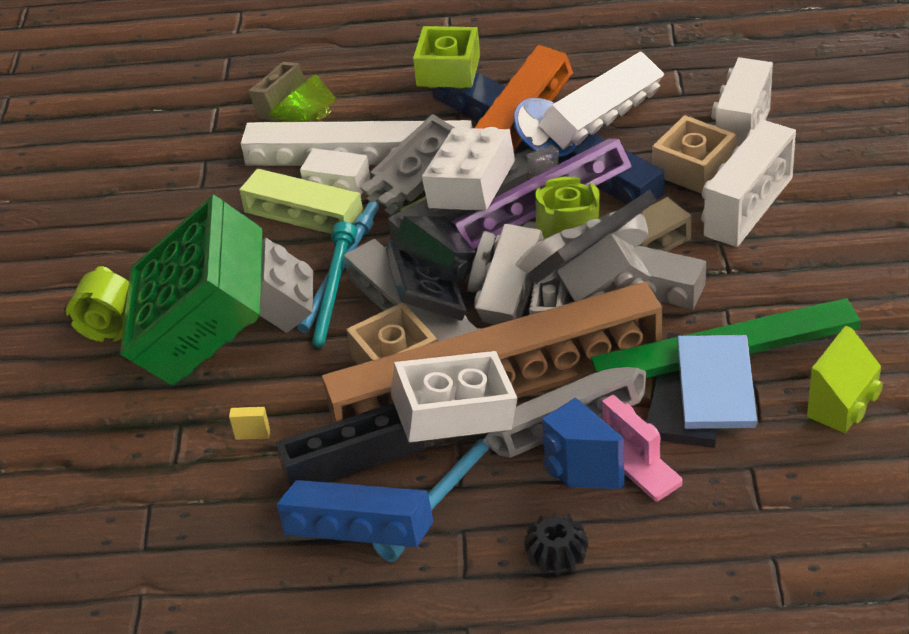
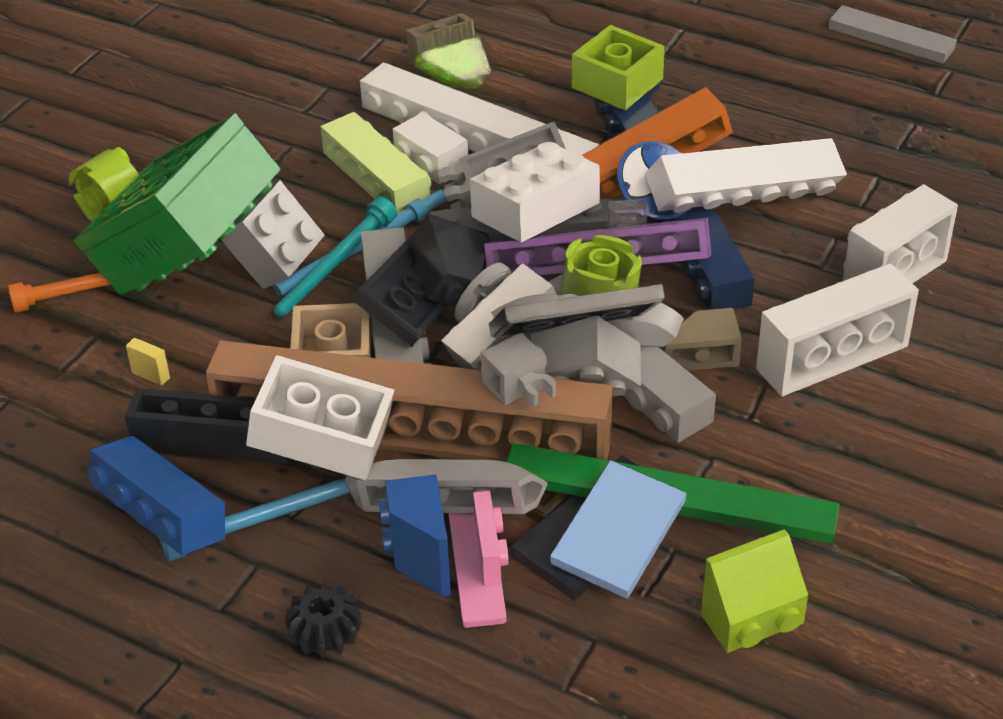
camera: 25 degrees right, 0 degrees up
(93, 420) = (25, 295): none -> orange piece
(577, 297) = (516, 370): none -> light grey brick
(692, 152) = (800, 265): tan brick -> none

